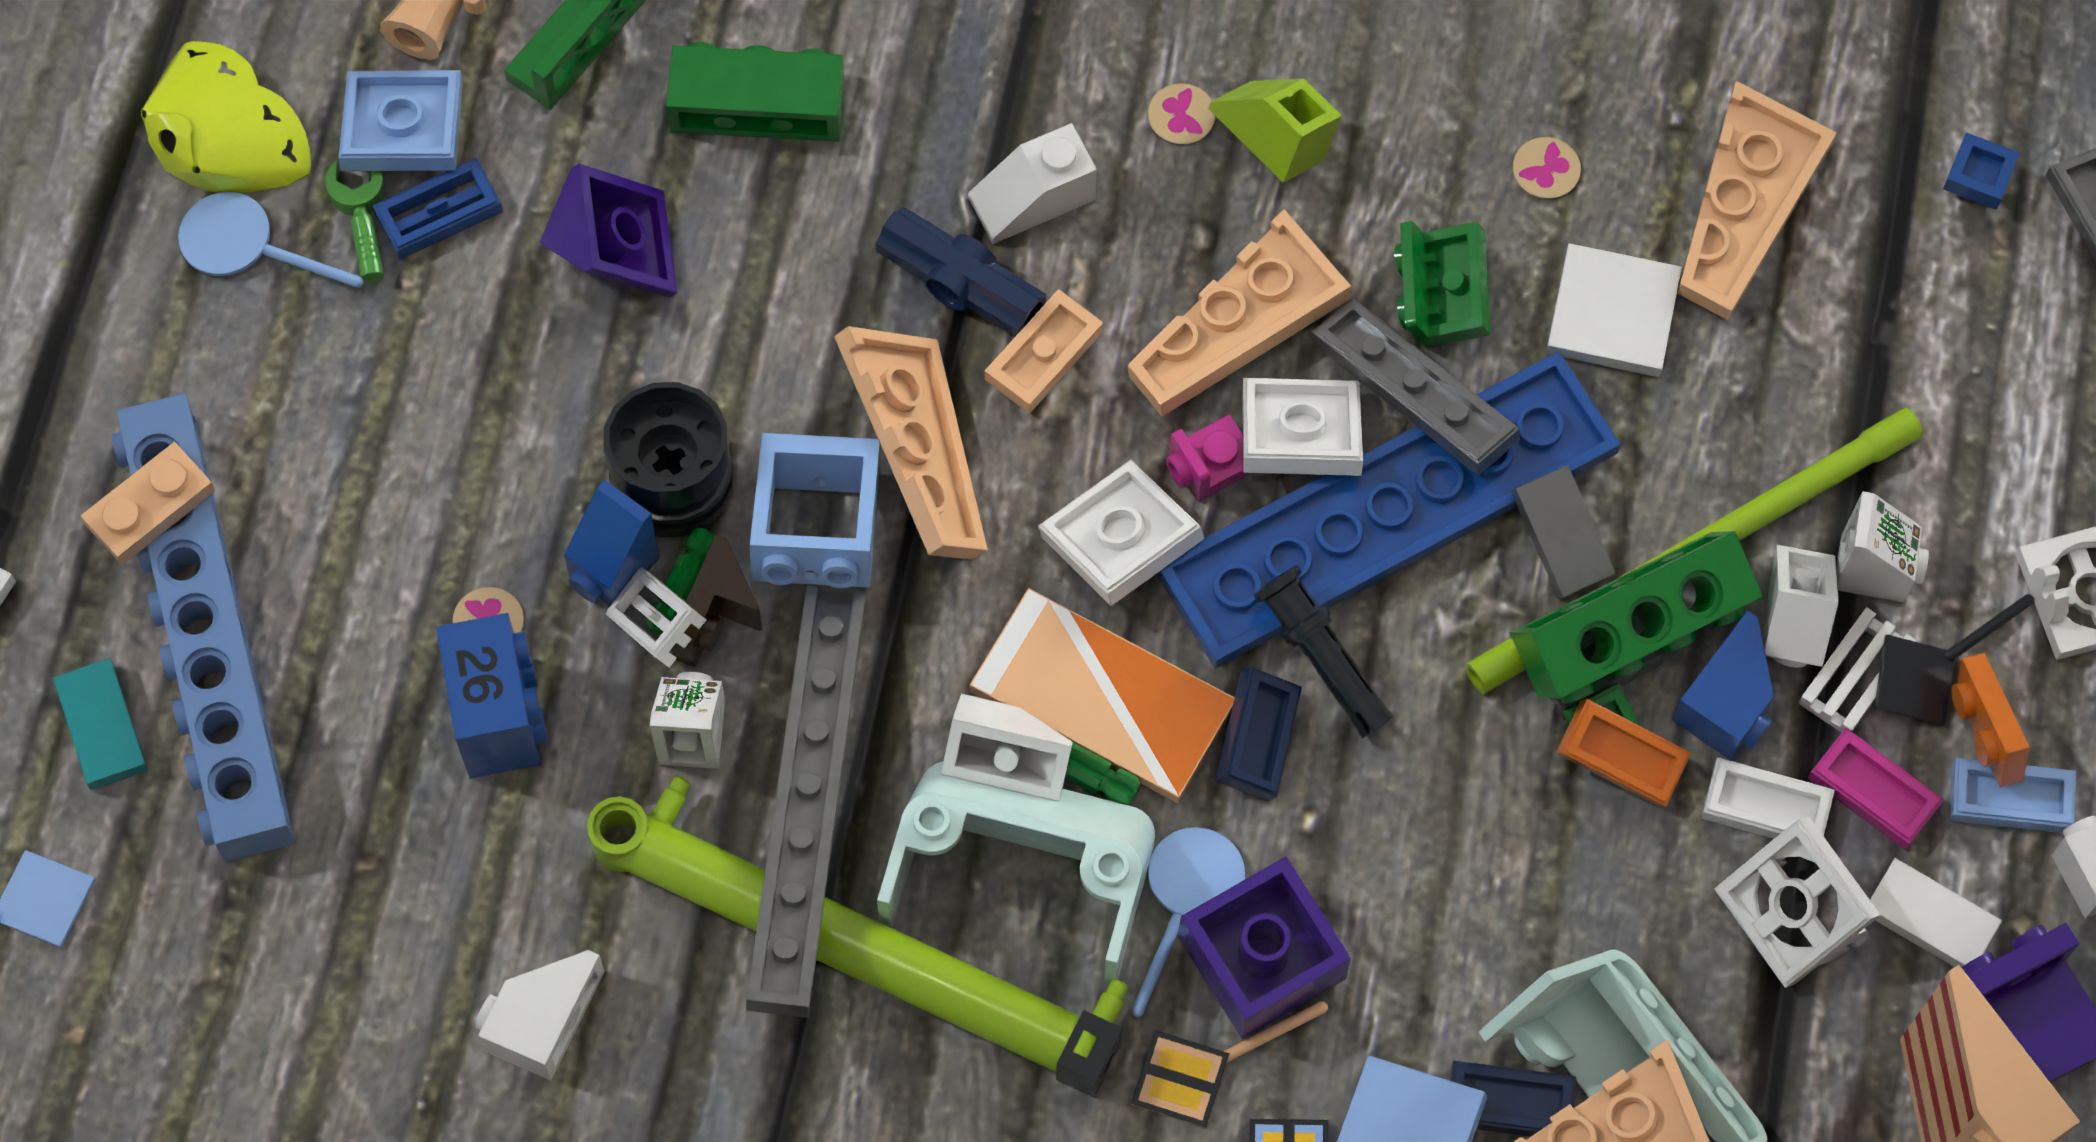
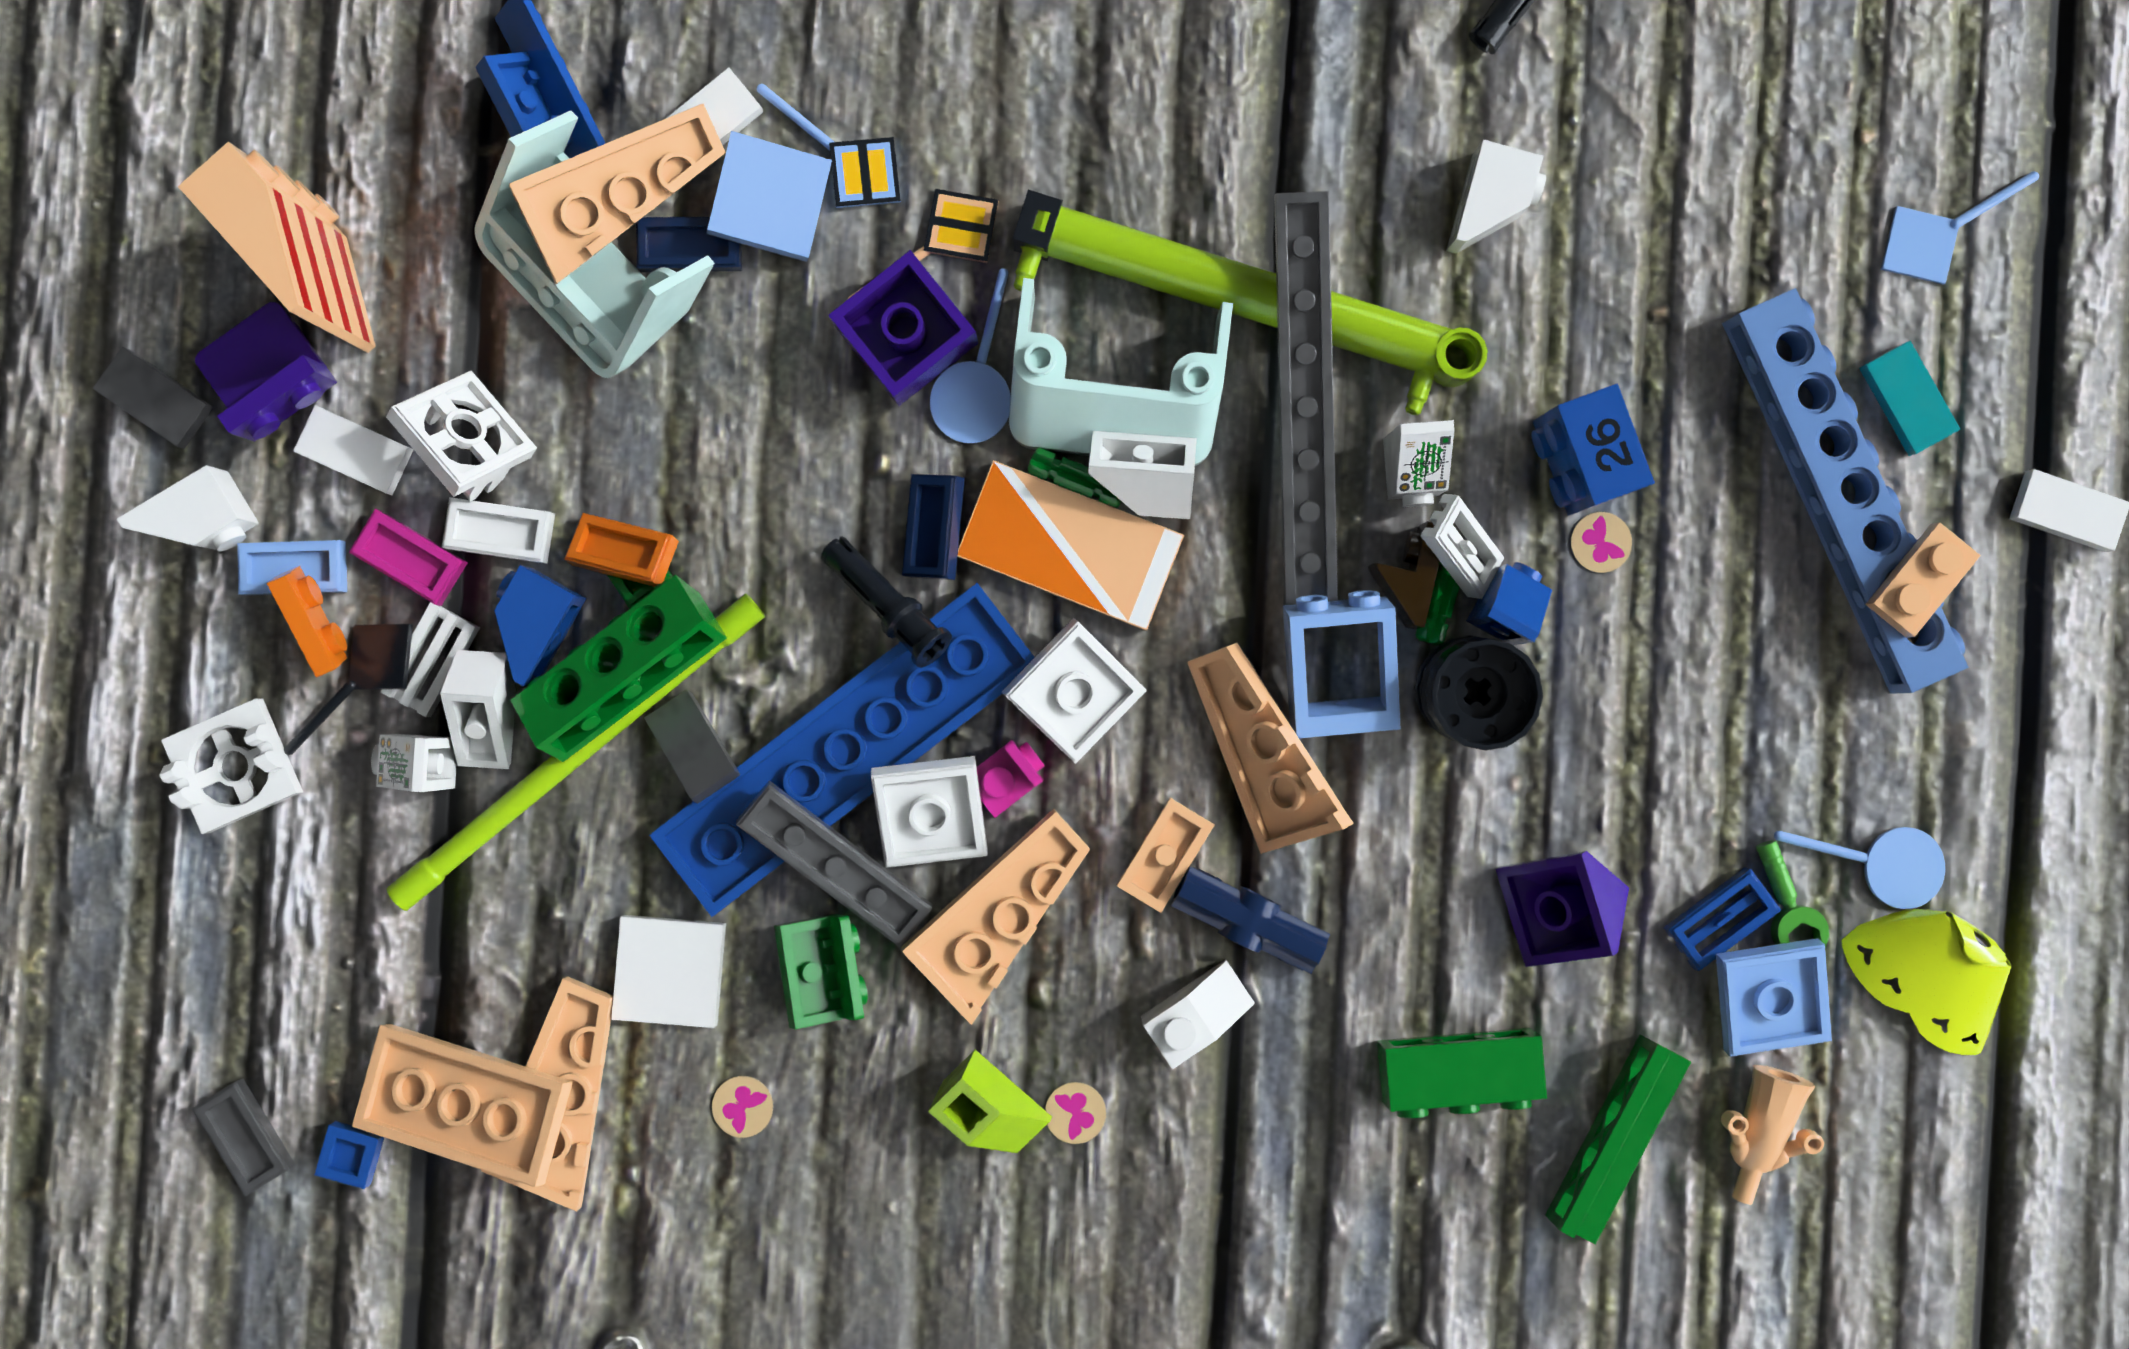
camera: 170 degrees right, 20 degrees up
(1851, 197) = (462, 1104): none -> light nougat plate

